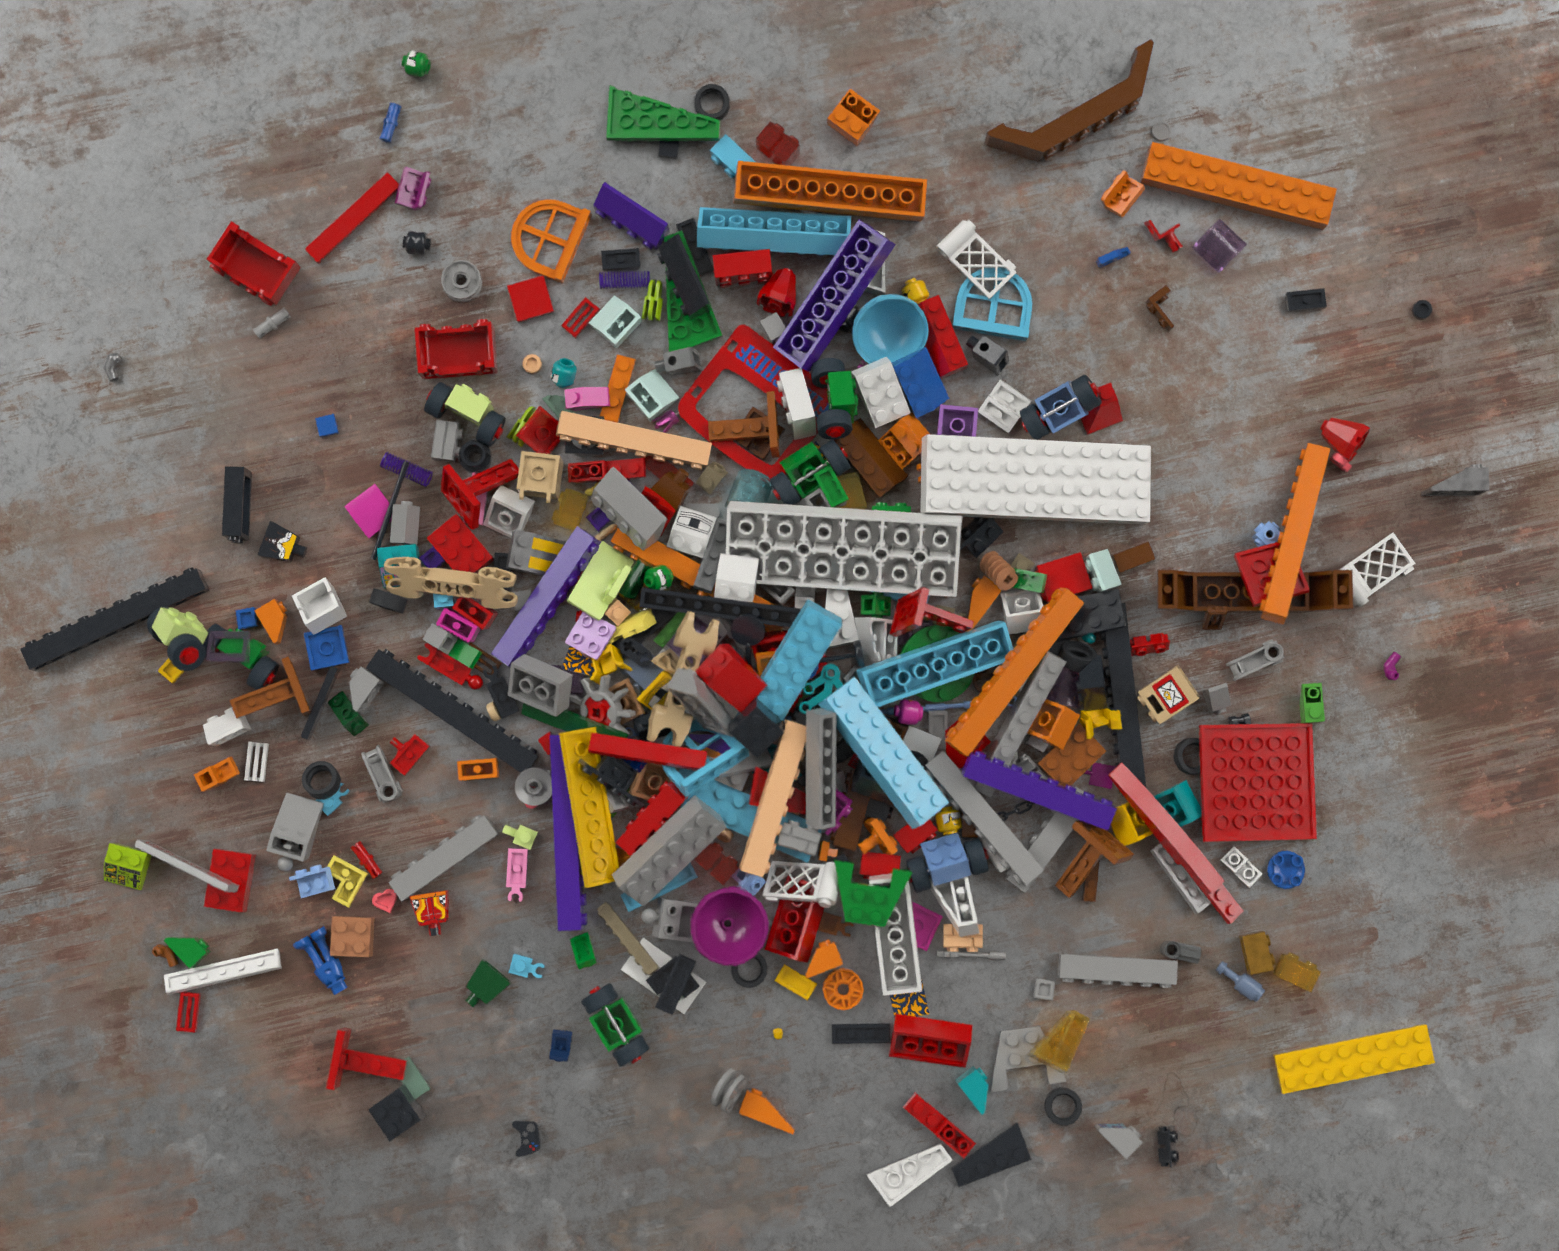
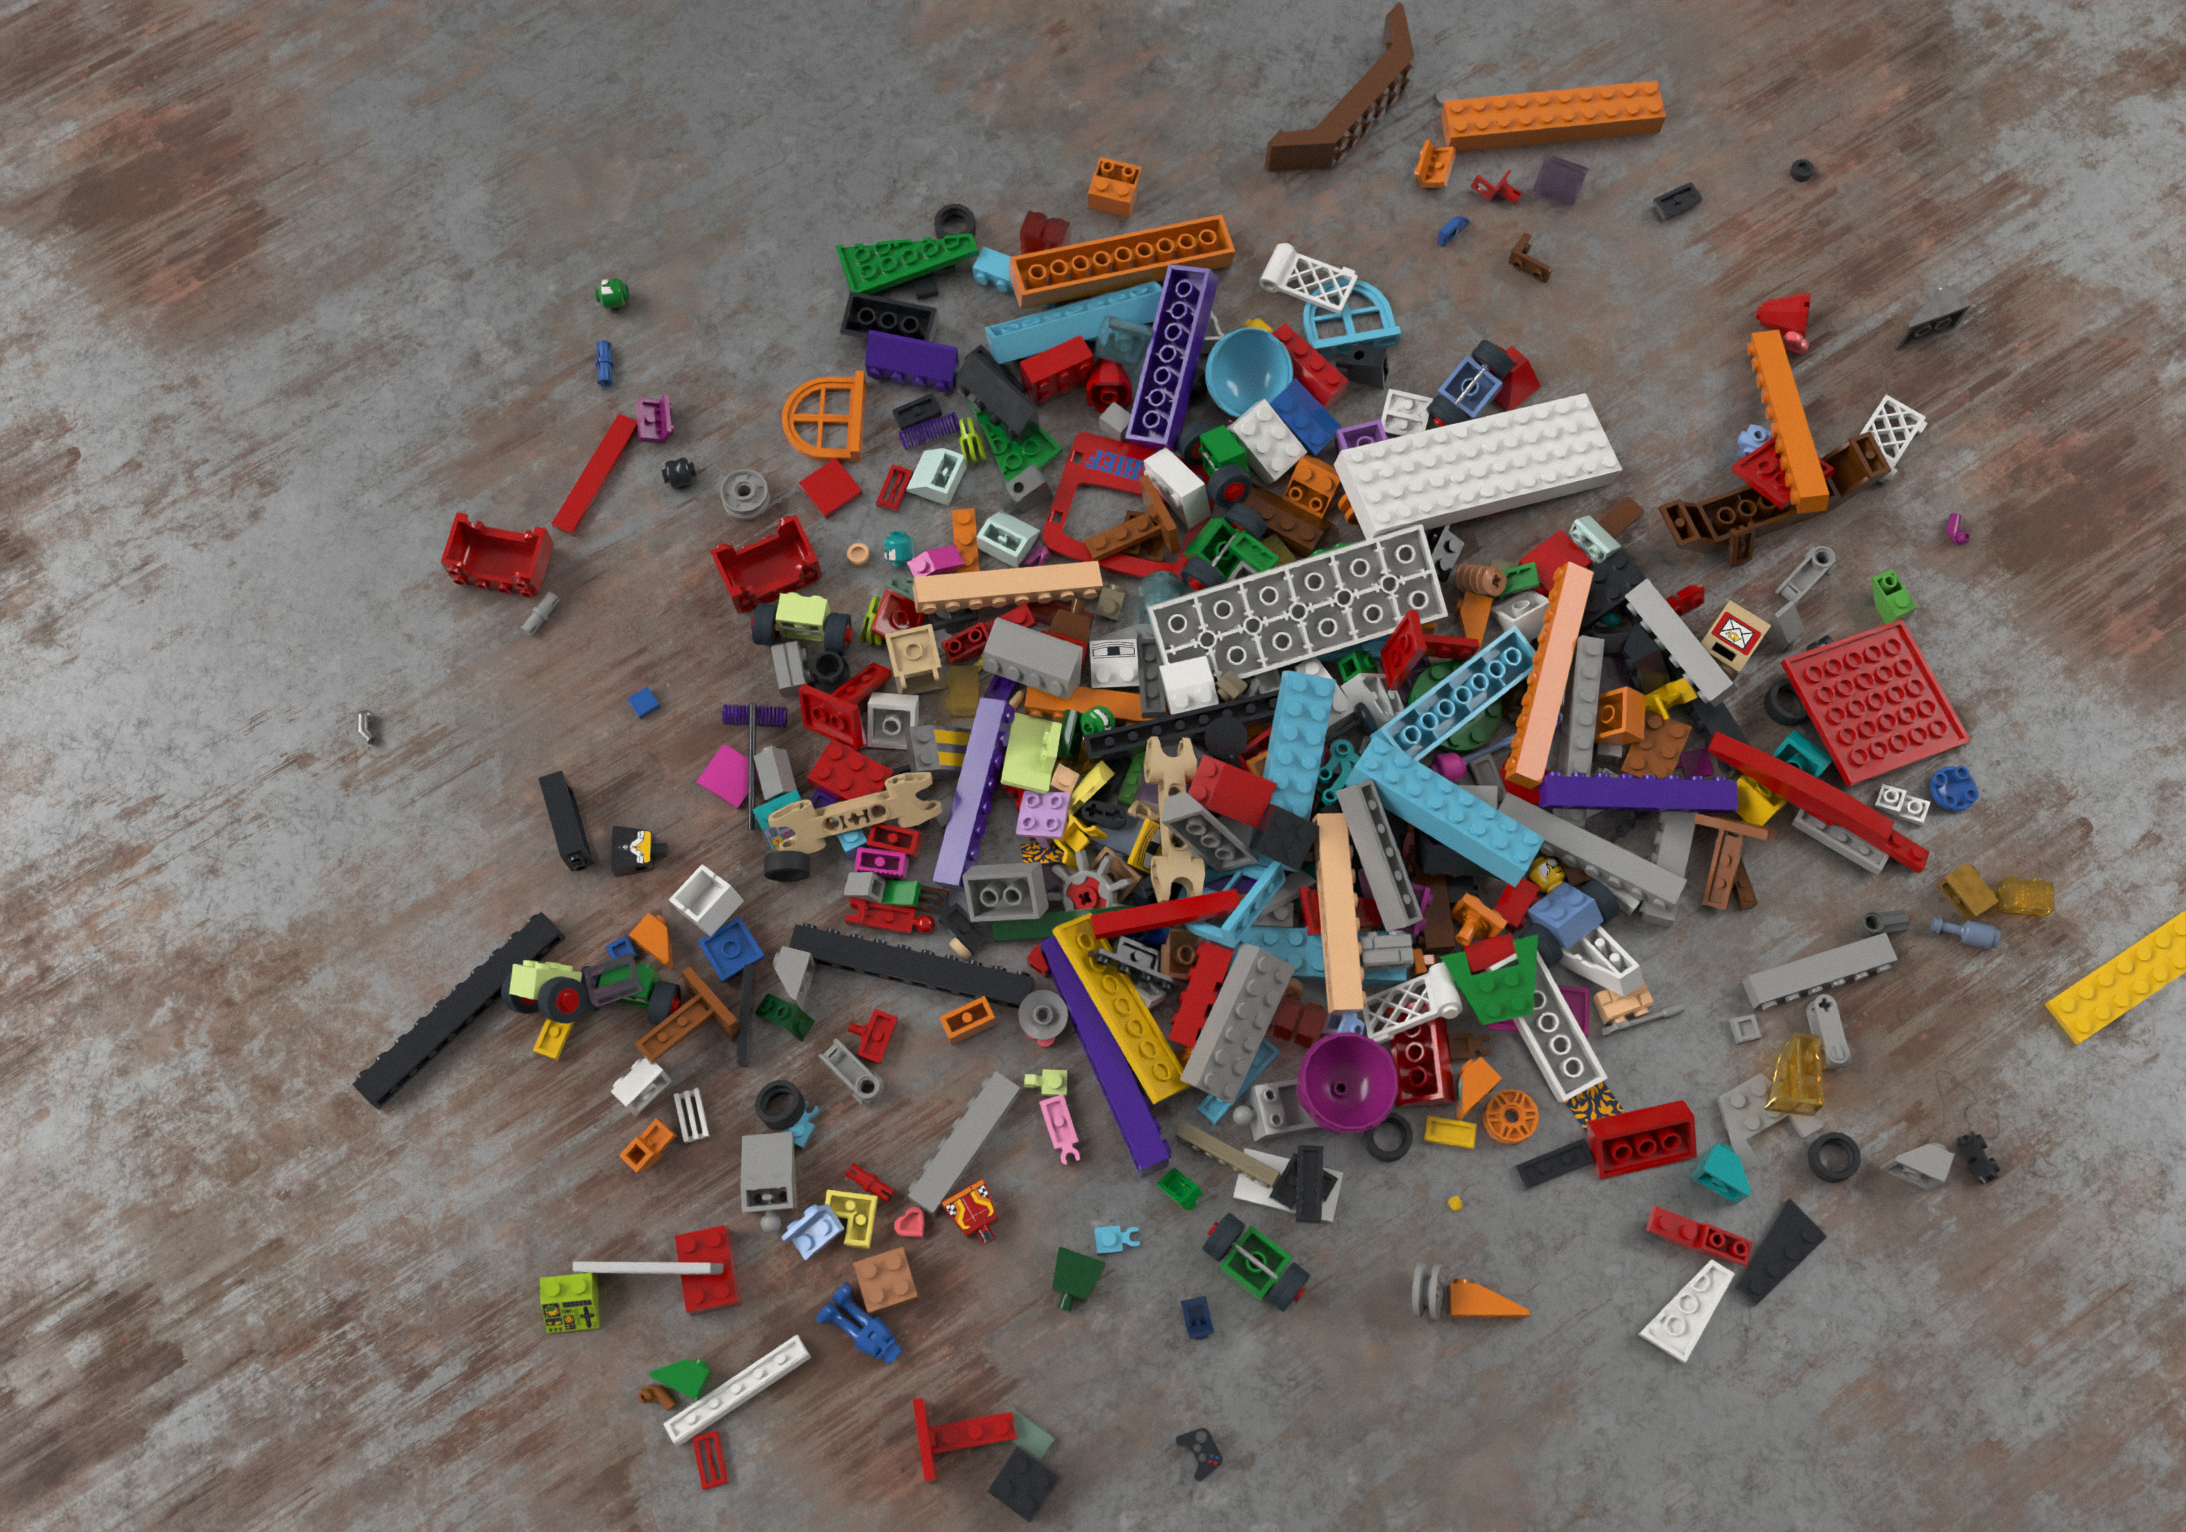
camera: 20 degrees left, 15 degrees down
(625, 174) = (888, 316): none -> black slope
(767, 590) = (1230, 687): none -> dark tan bracket
(801, 265) = (1122, 341): none -> clear light blue brick
(1101, 1015) = (1828, 1026): none -> light grey piece
(1124, 684) = (1681, 643): none -> light grey brick

